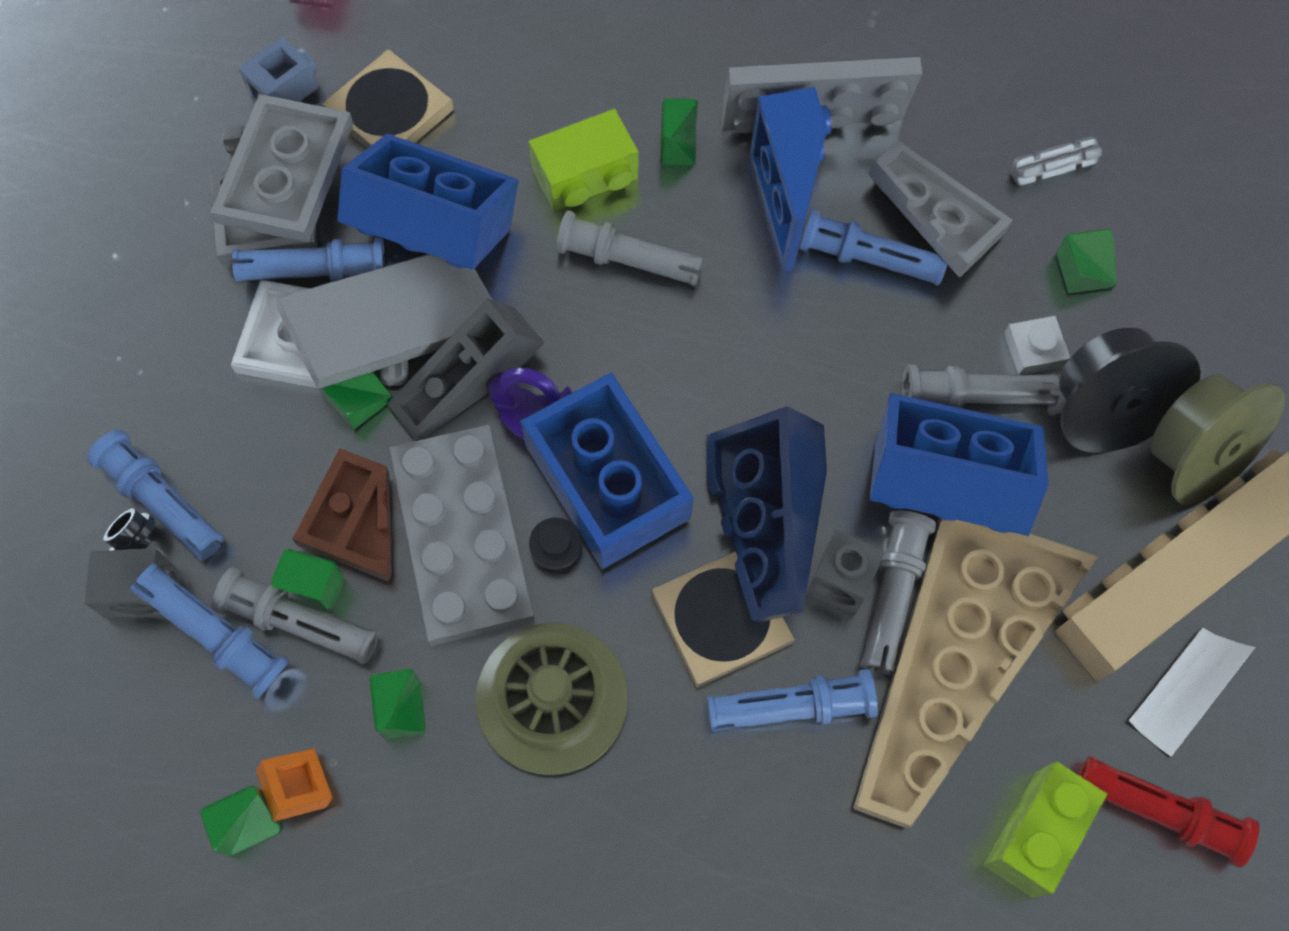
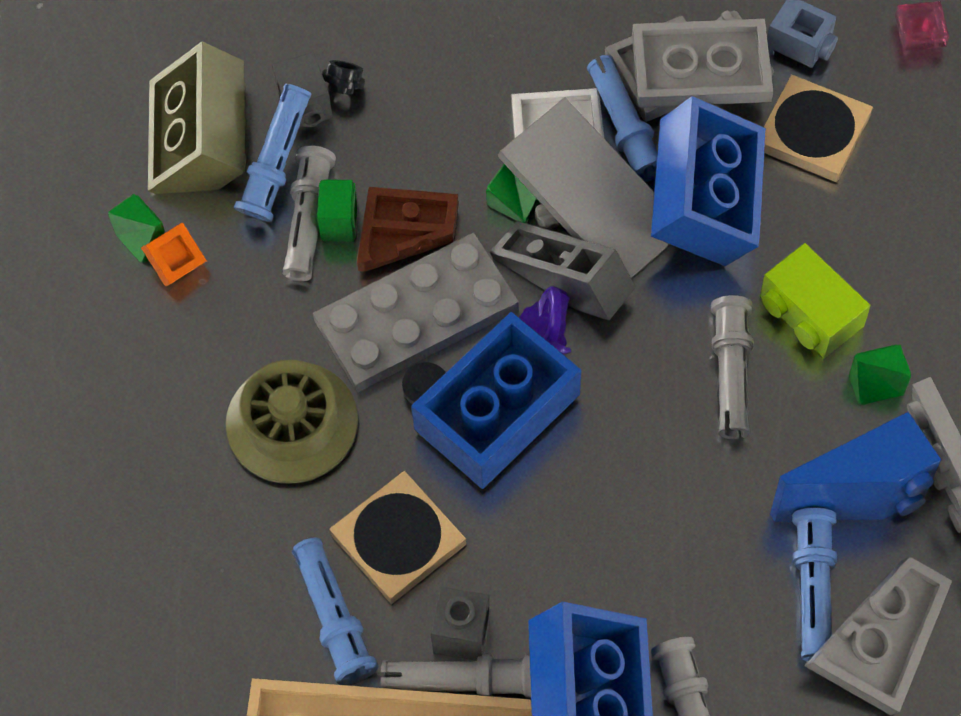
camera: 80 degrees right, 5 degrees down
(118, 719) = (197, 122): none -> olive slope
(142, 480) = (390, 67): medium blue pin -> none
(397, 704) = (253, 306): green slope -> none
(771, 497) = (536, 542): dark blue wedge -> none

